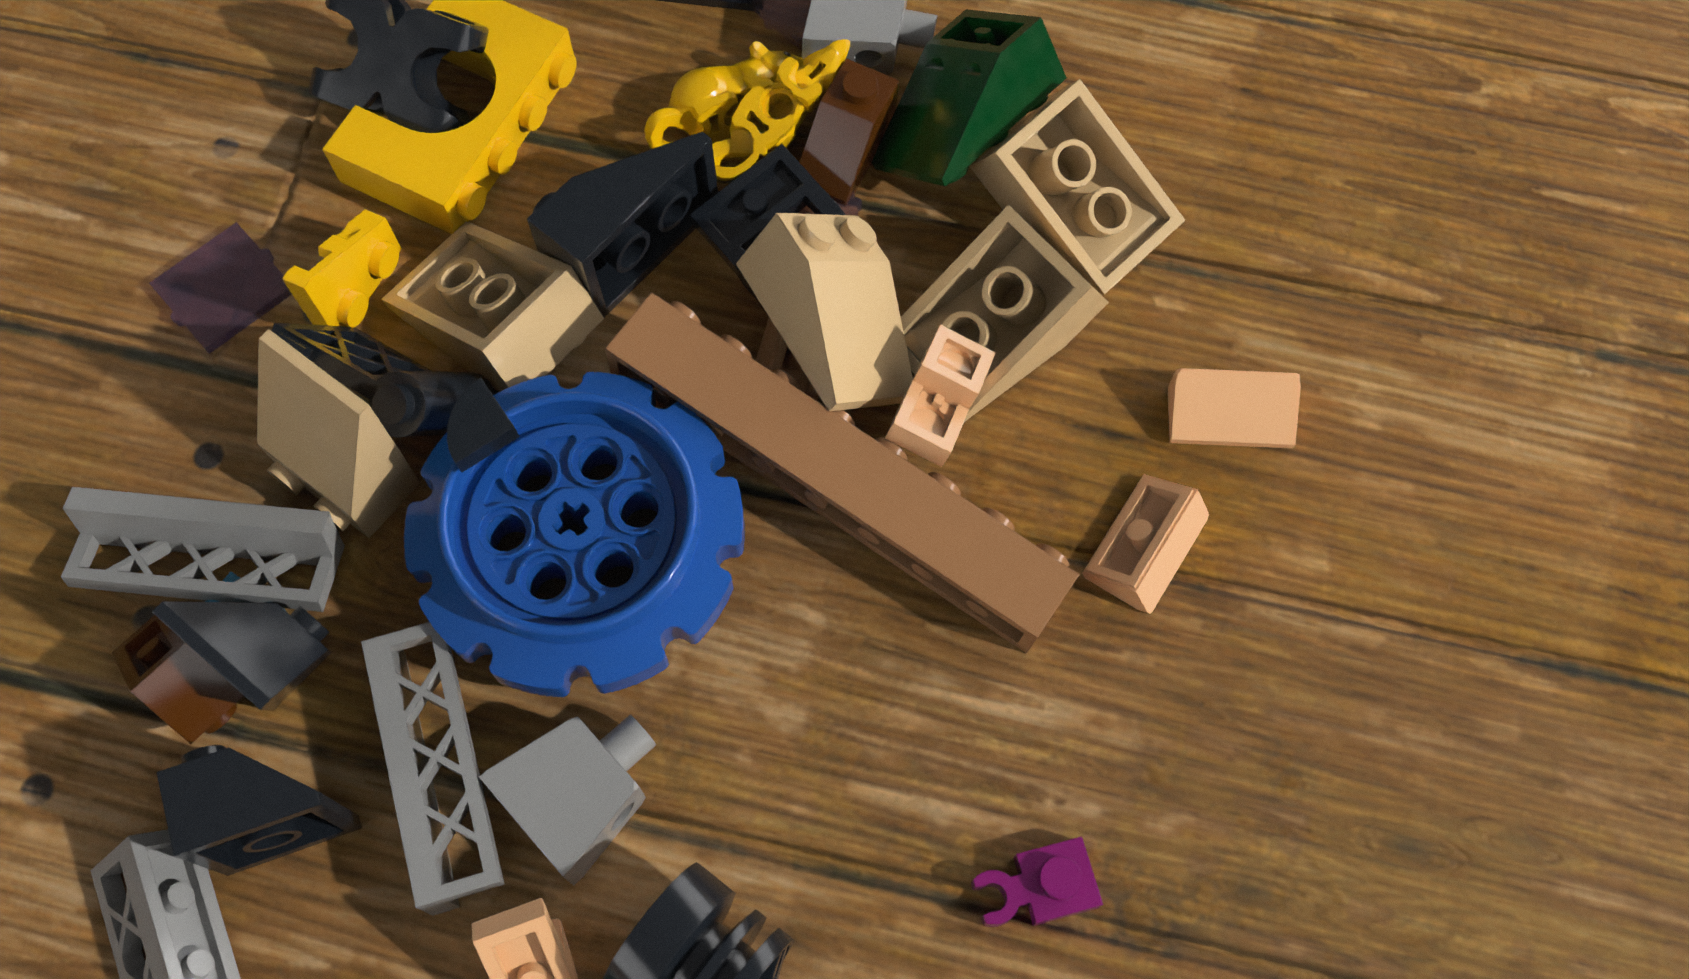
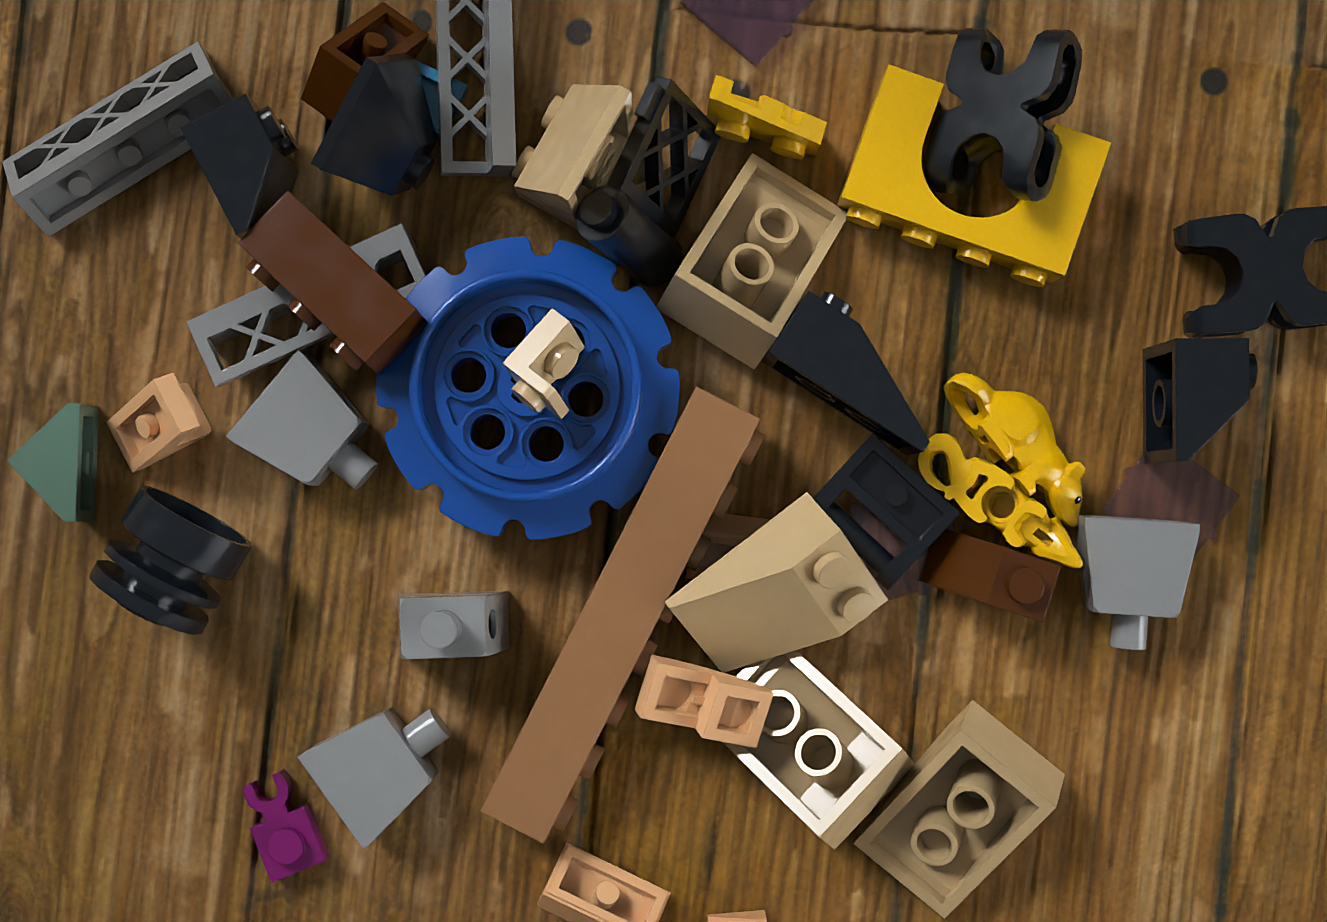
camera: 90 degrees right, 20 degrees up
(405, 711) = (331, 285): none -> reddish brown brick
(477, 426) = (587, 291): black tile -> none
(547, 479) = (540, 359): none -> tan bracket
(822, 656) = (453, 624): none -> light grey torso
(968, 94) = (1037, 691): dark green slope -> none
(980, 759) = (376, 768): none -> light grey torso

